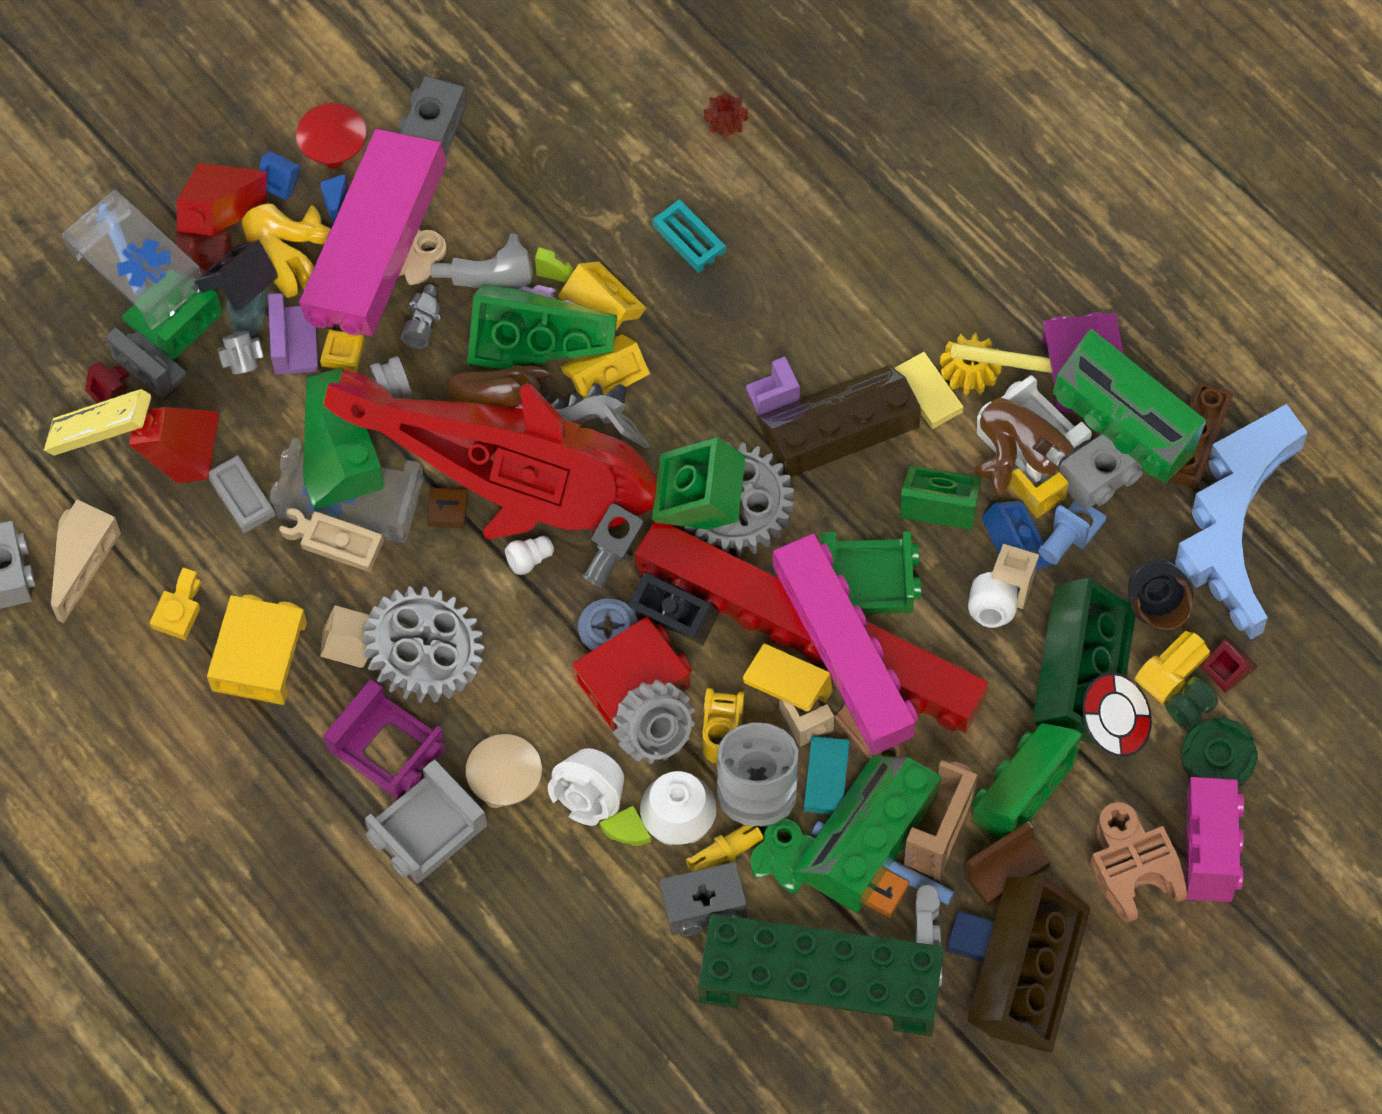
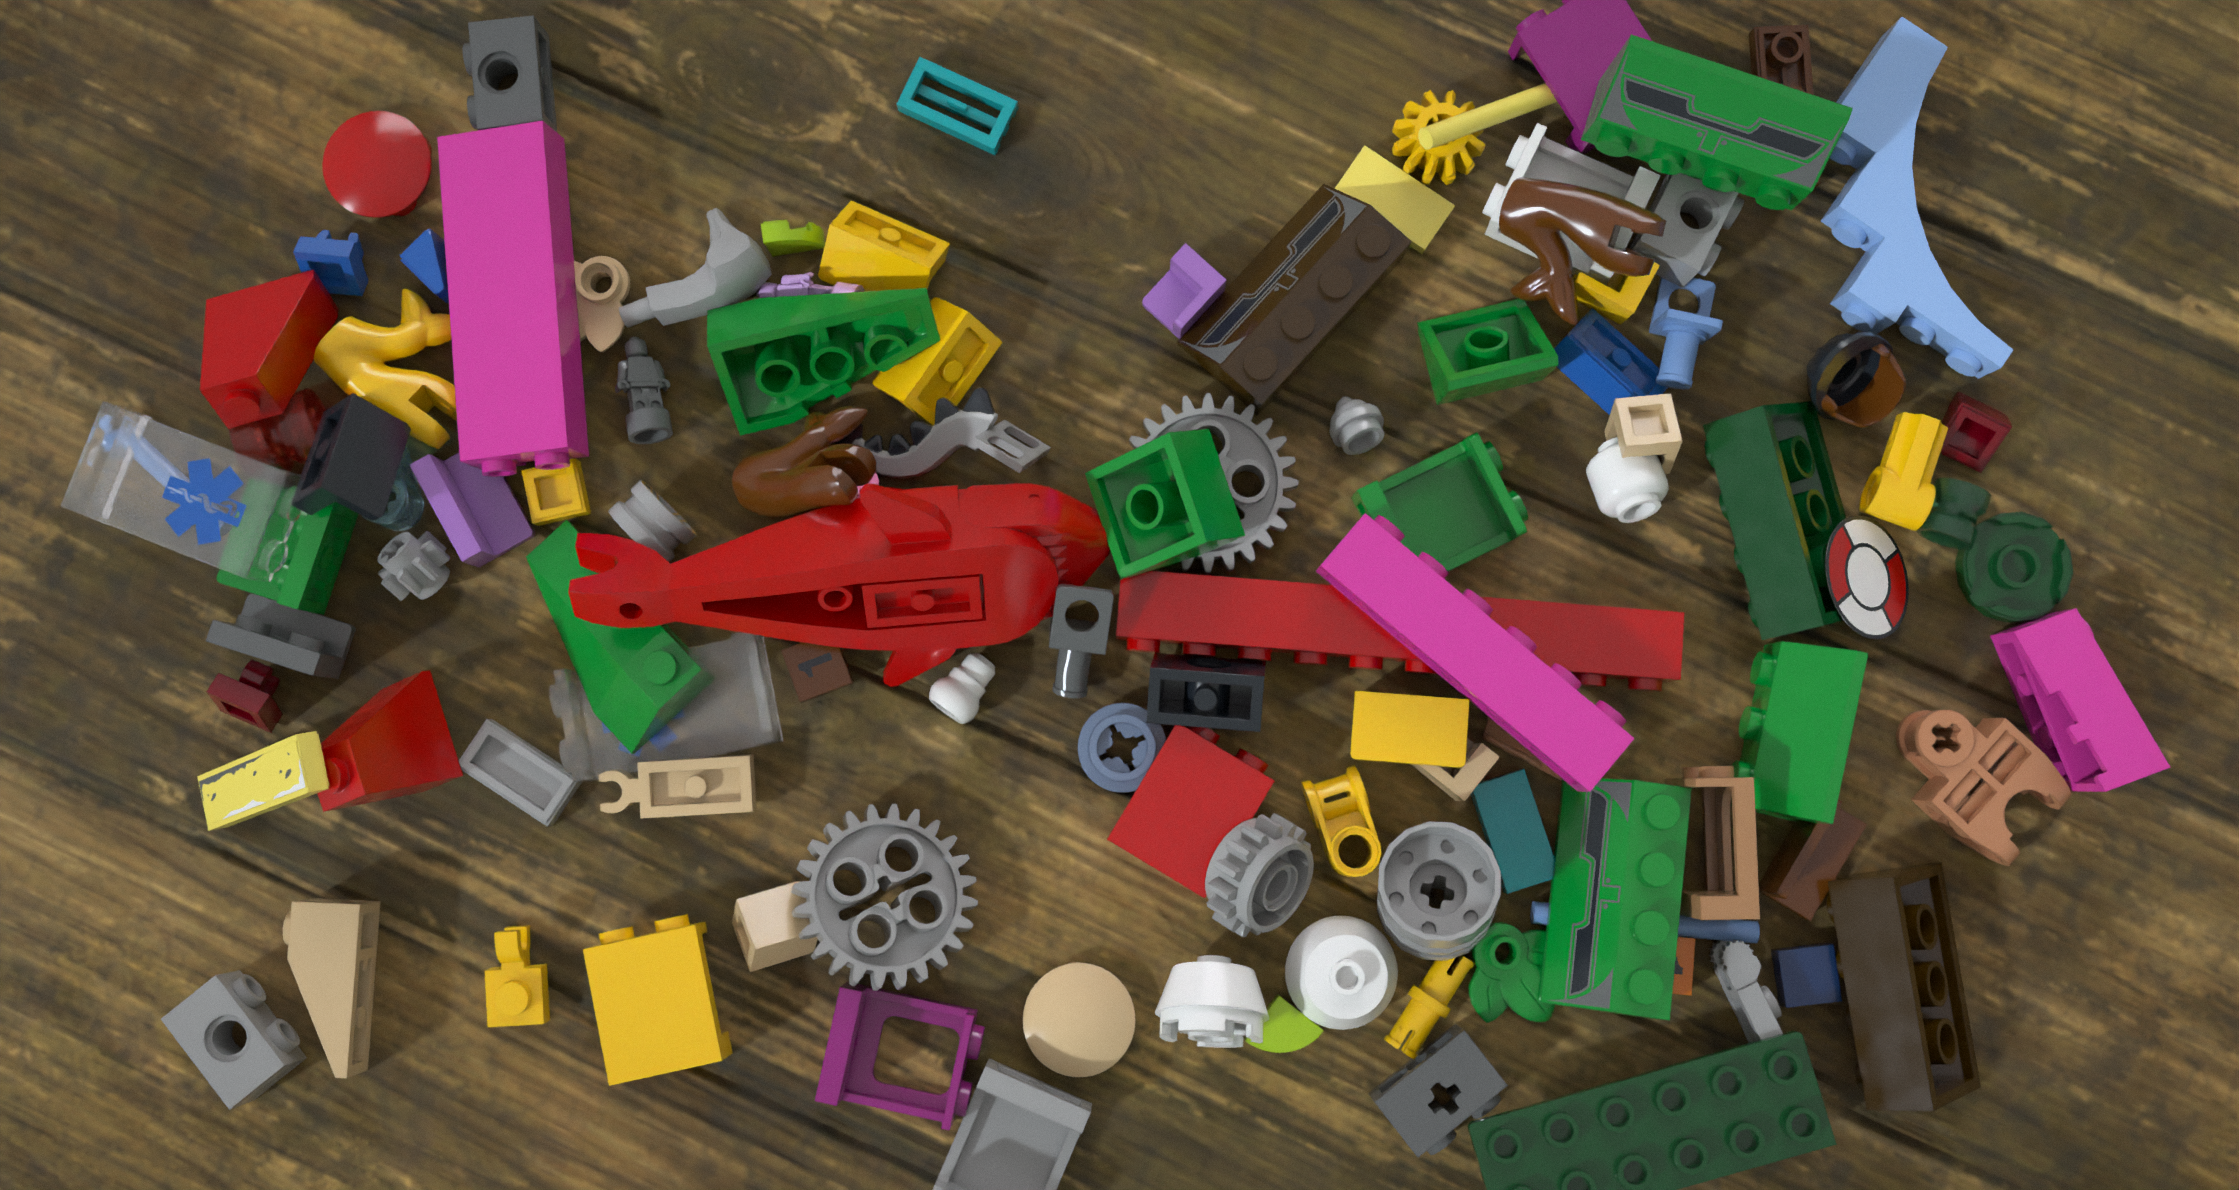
camera: 25 degrees left, 20 degrees up
(841, 505) = (1356, 426): none -> light grey plate

